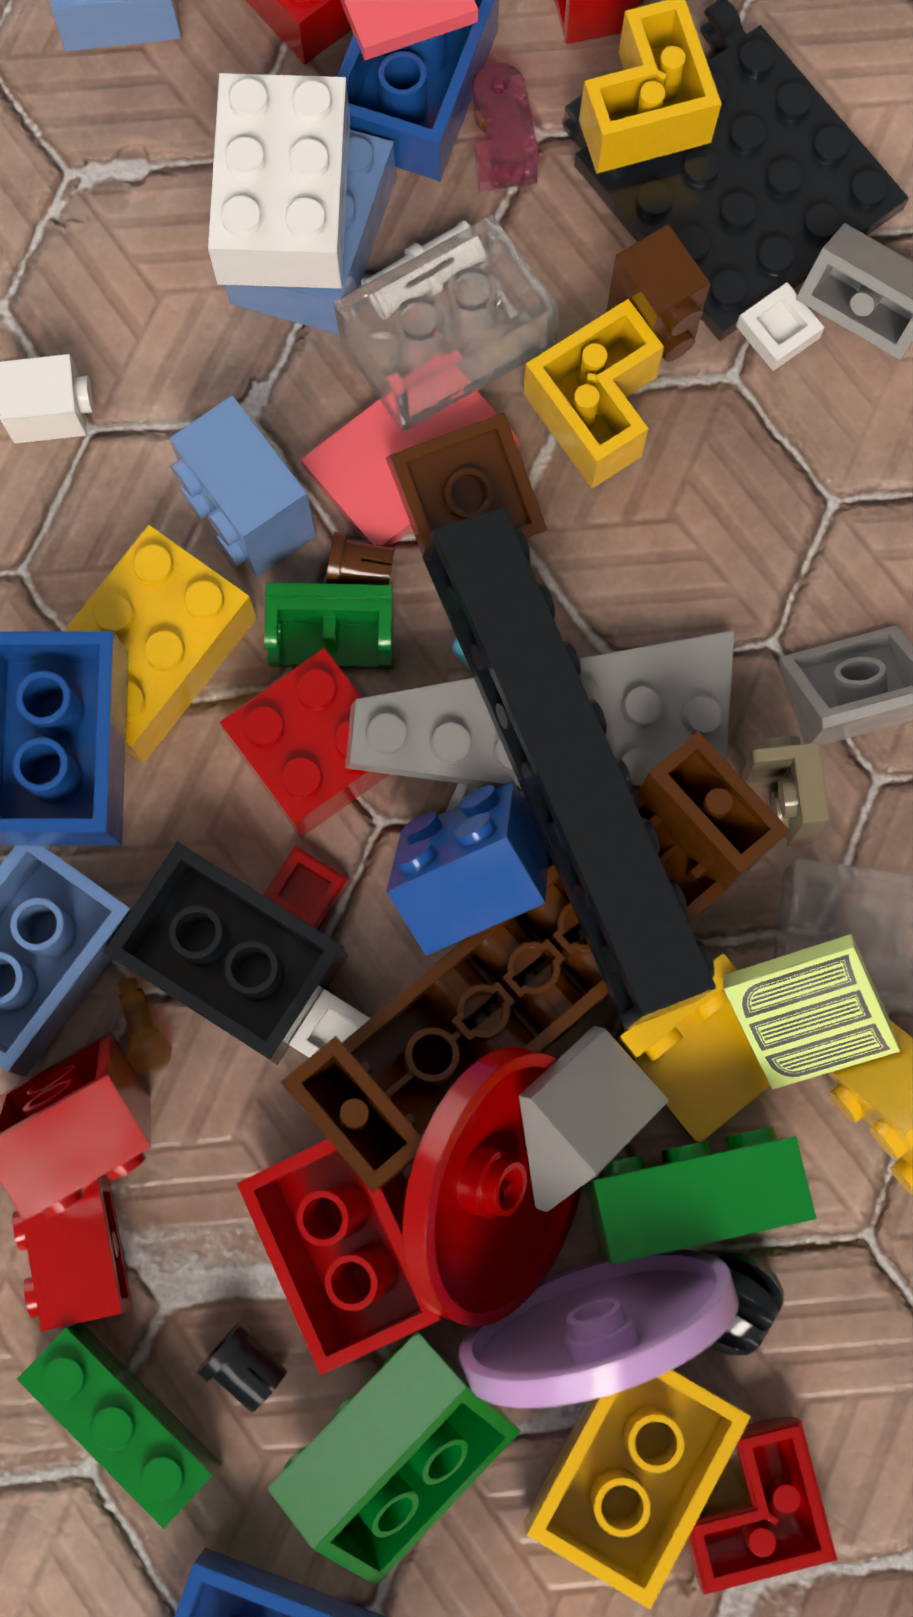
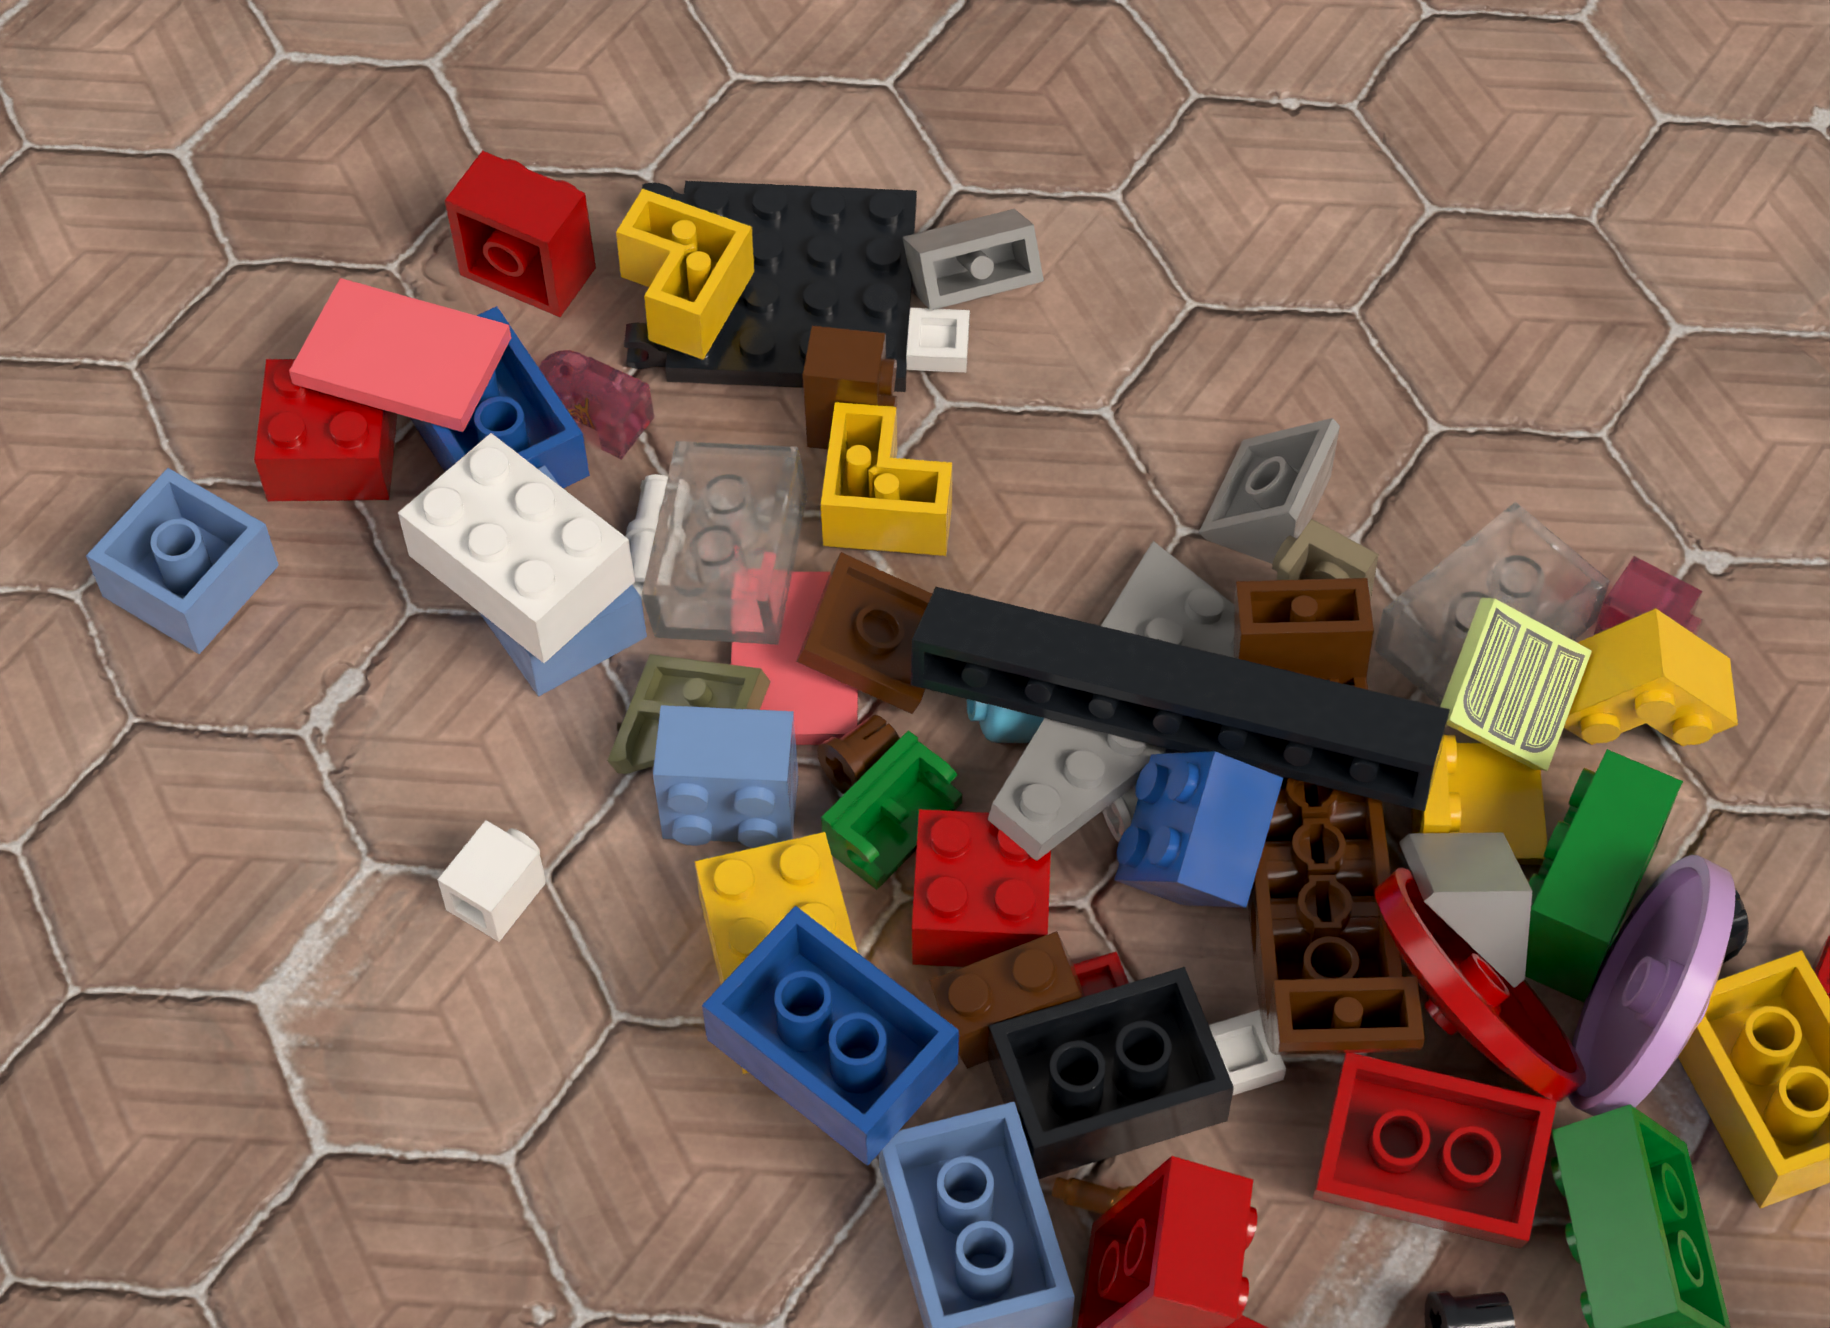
camera: 50 degrees left, 20 degrees down
(231, 835) = (1005, 988): none -> reddish brown brick
(294, 413) = (680, 683): none -> olive wing

